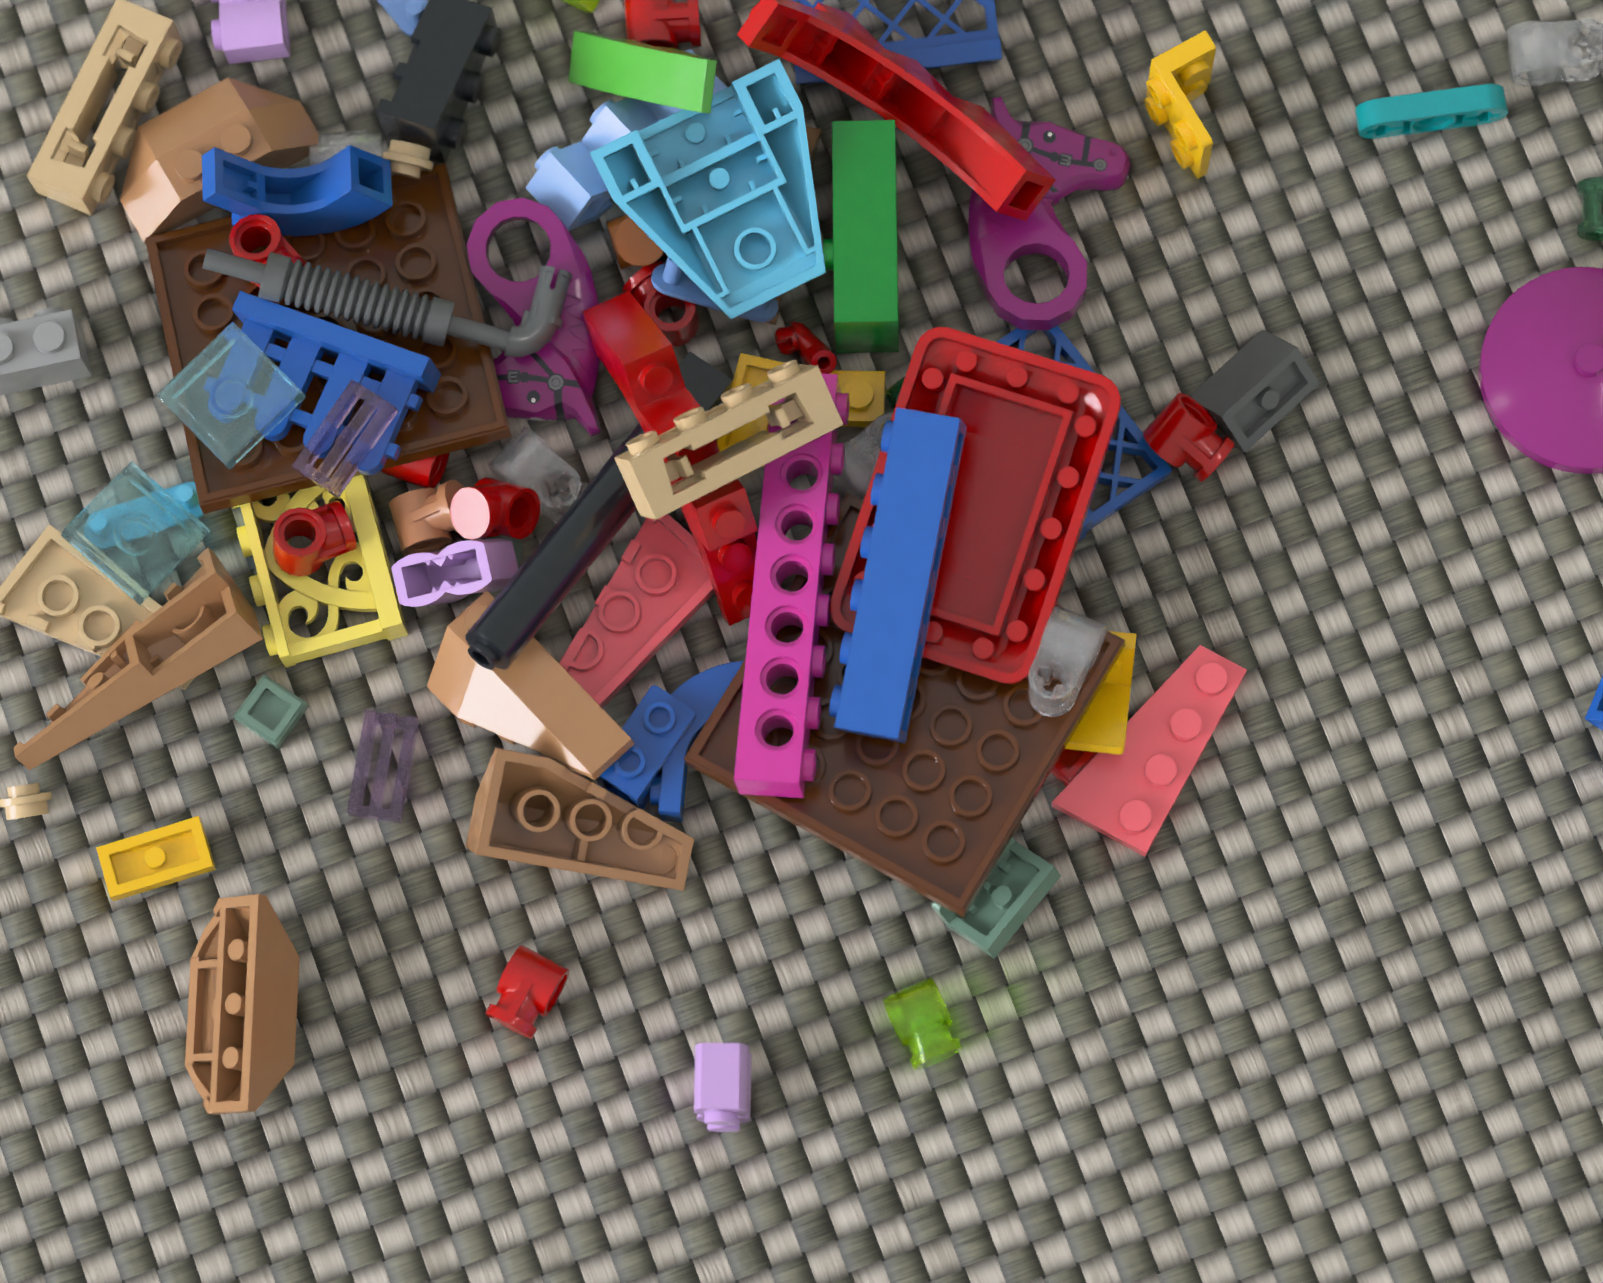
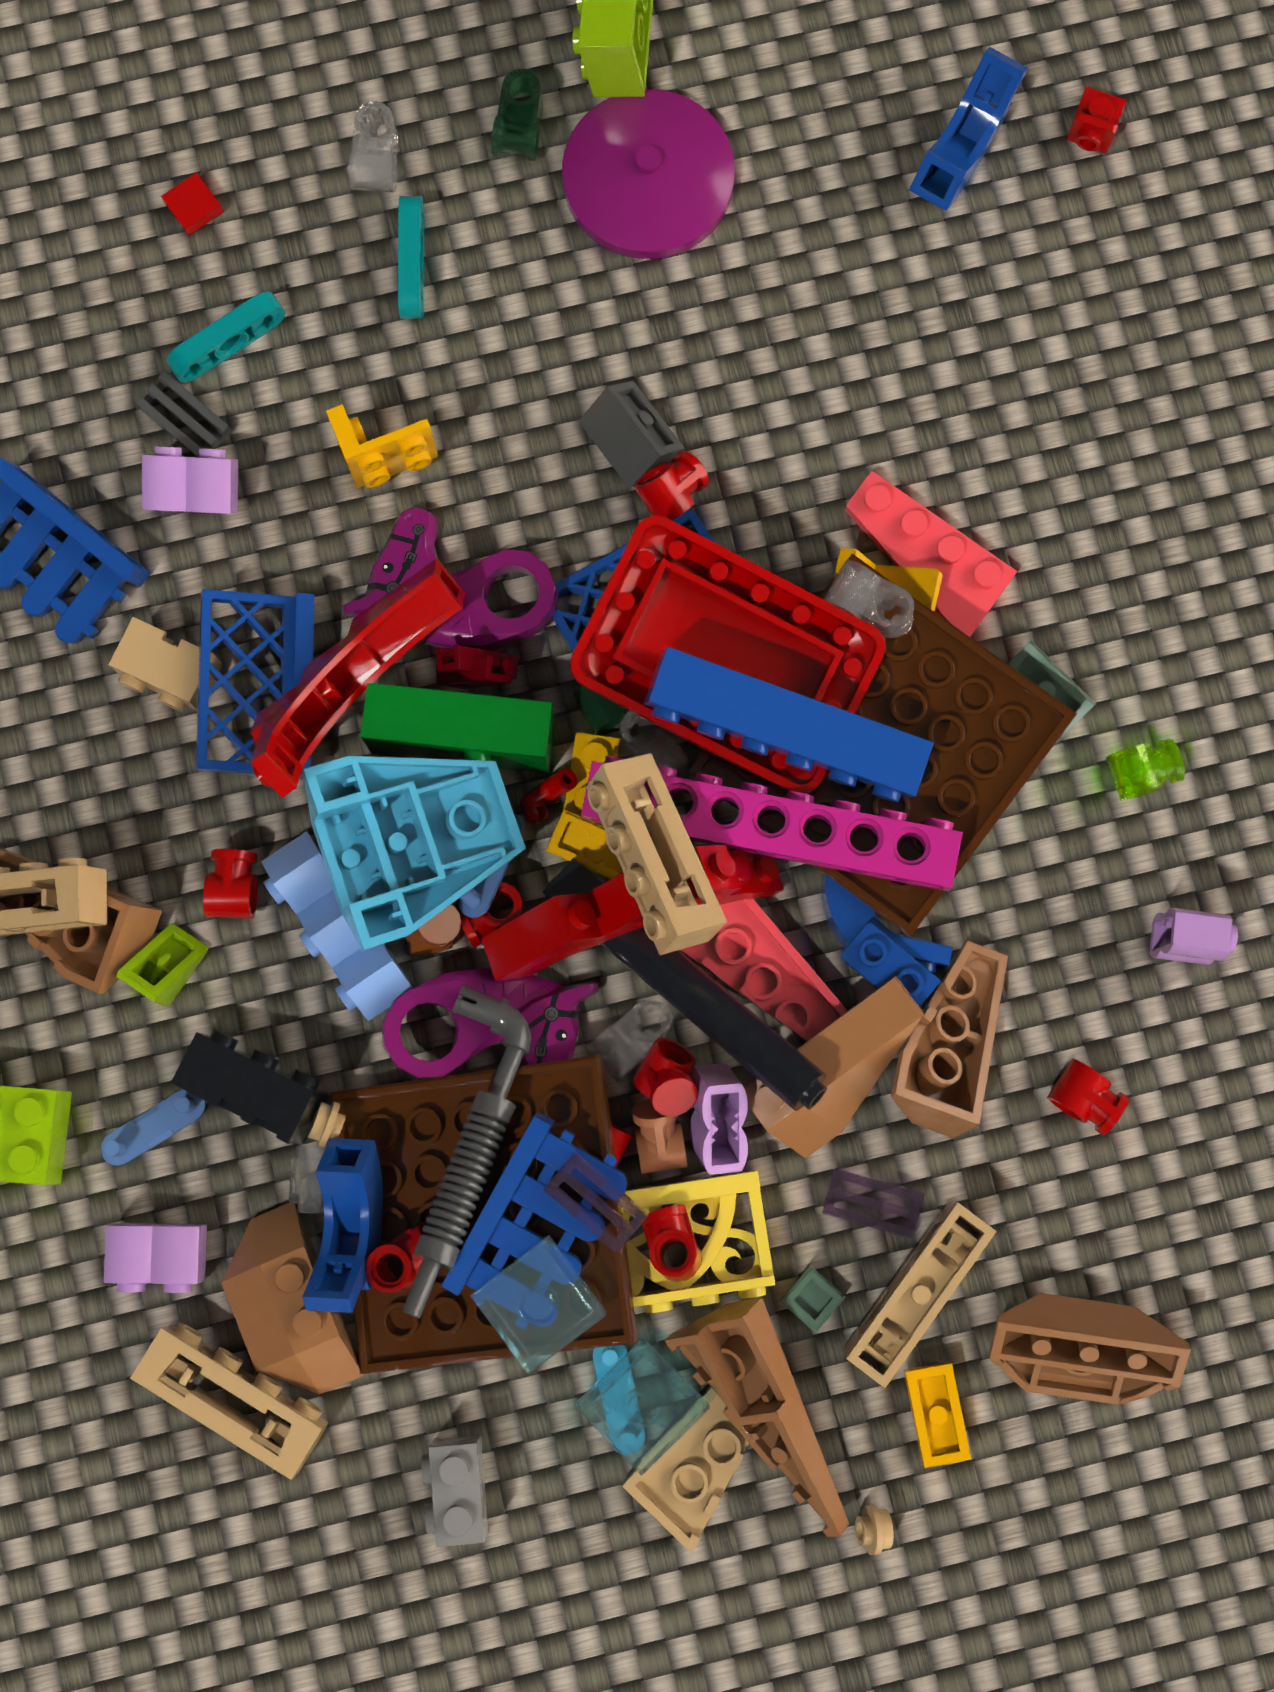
camera: 90 degrees left, 5 degrees up
(285, 816) = (918, 1293): none -> tan brick
(642, 71) = (285, 899): slope -> none
(943, 248) = (474, 667): none -> dark red piece

